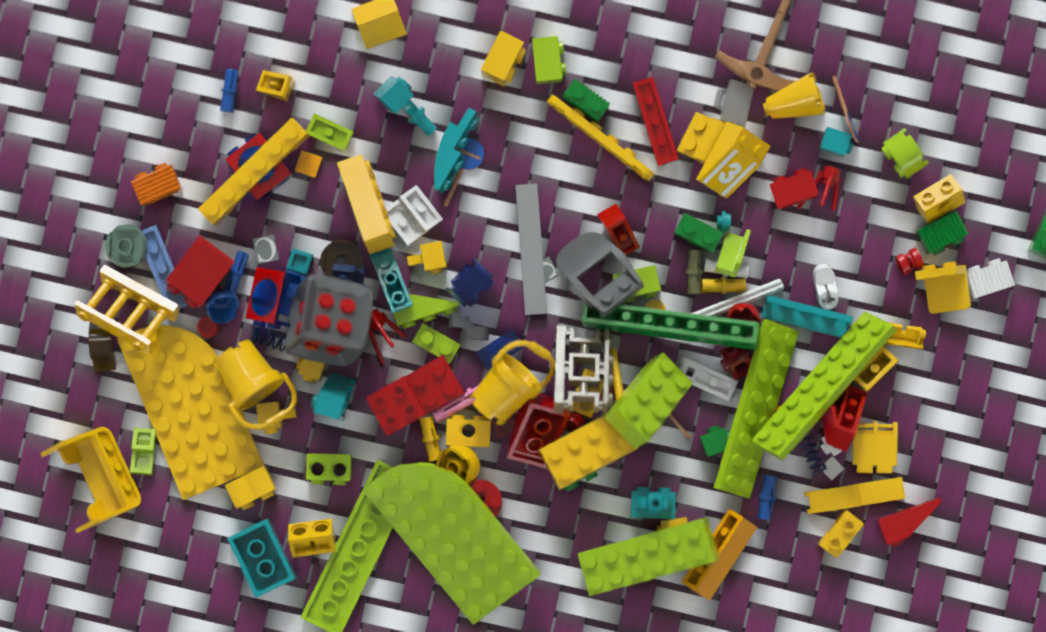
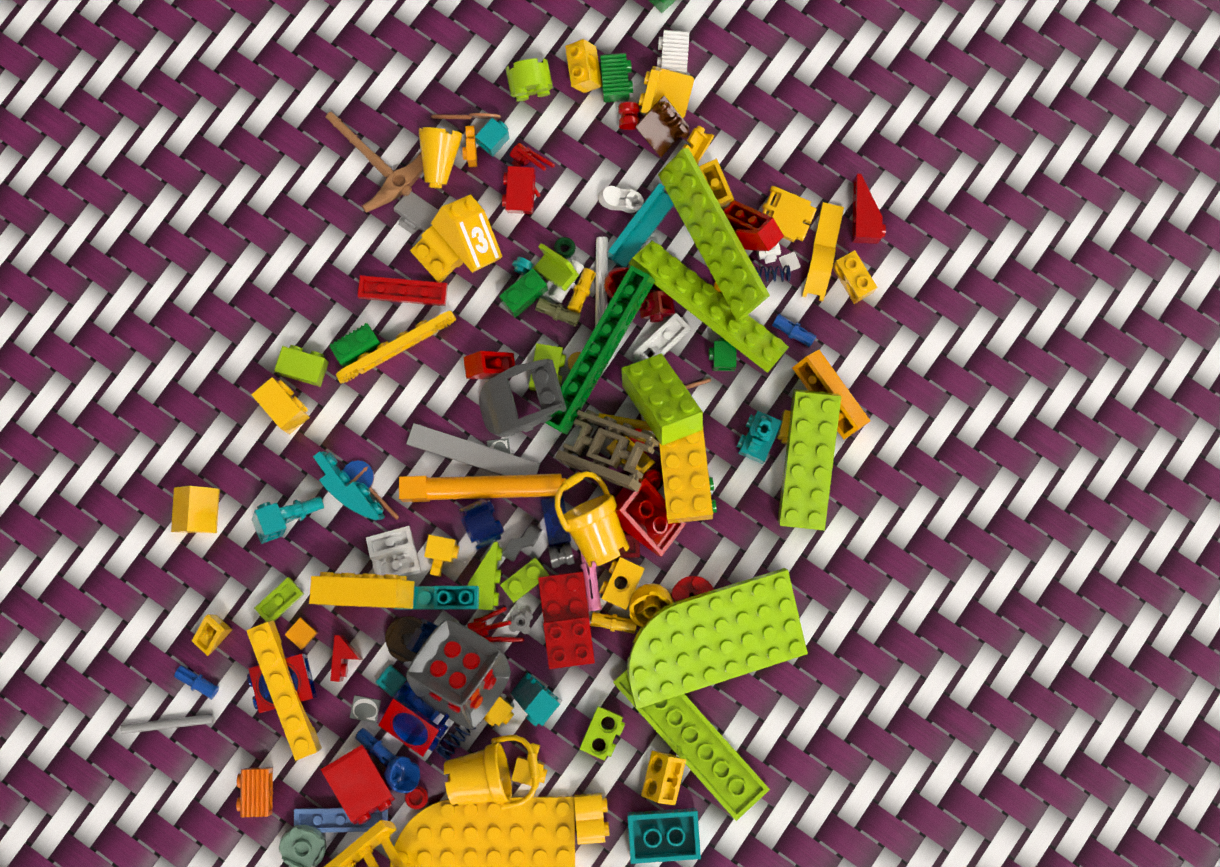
camera: 75 degrees left, 5 degrees down
(183, 81) = (166, 724): none -> light grey bar
(307, 207) = (342, 650): none -> red slope
(403, 358) = (525, 617): none -> light grey plate
(471, 367) = (561, 555): none -> dark grey wheel
(502, 268) = (477, 487): none -> light orange brick
(760, 246) = (565, 241): none -> dark green plate
(813, 127) = (470, 150): none -> light orange plate
(911, 297) = (662, 126): none -> reddish brown hinge

